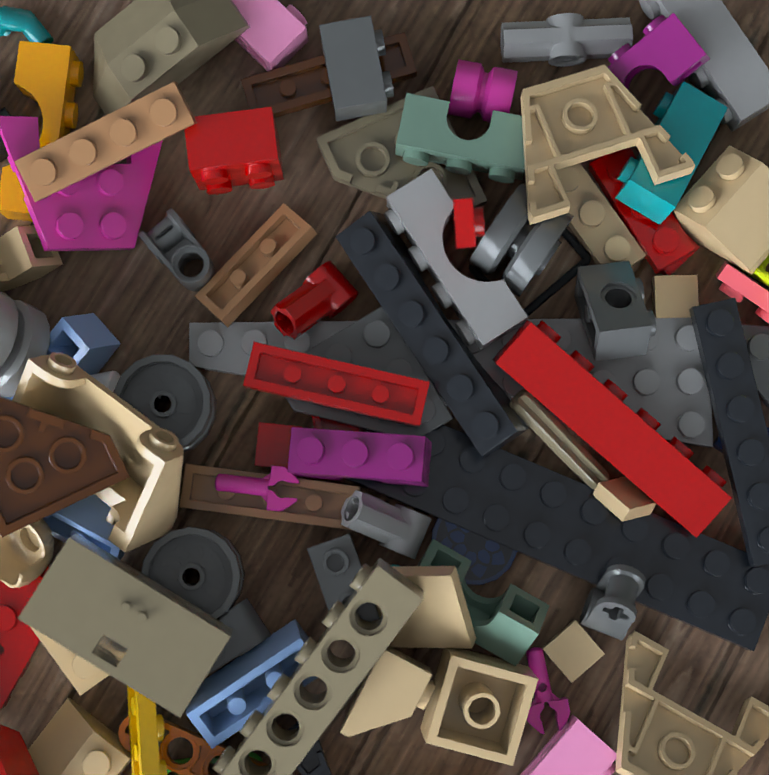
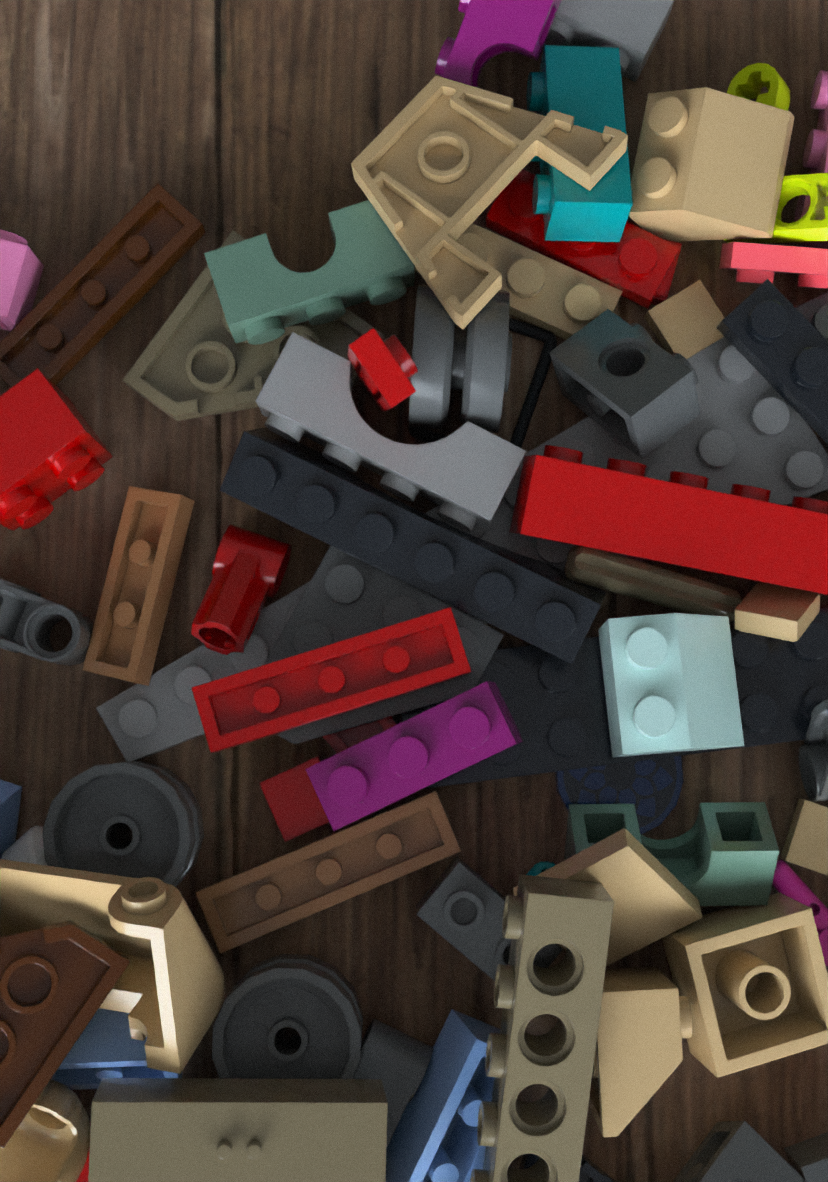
camera: 30 degrees left, 0 degrees up
(259, 486) = (308, 868): dark pink bar -> none
(354, 67) = (119, 261): dark grey brick -> none
(391, 525) = (509, 818): light grey piece -> none
(481, 91) = (298, 202): dark pink wheel -> none
(534, 503) = (670, 684): none -> light aqua slope
(564, 39) = (363, 81): light grey piece -> none

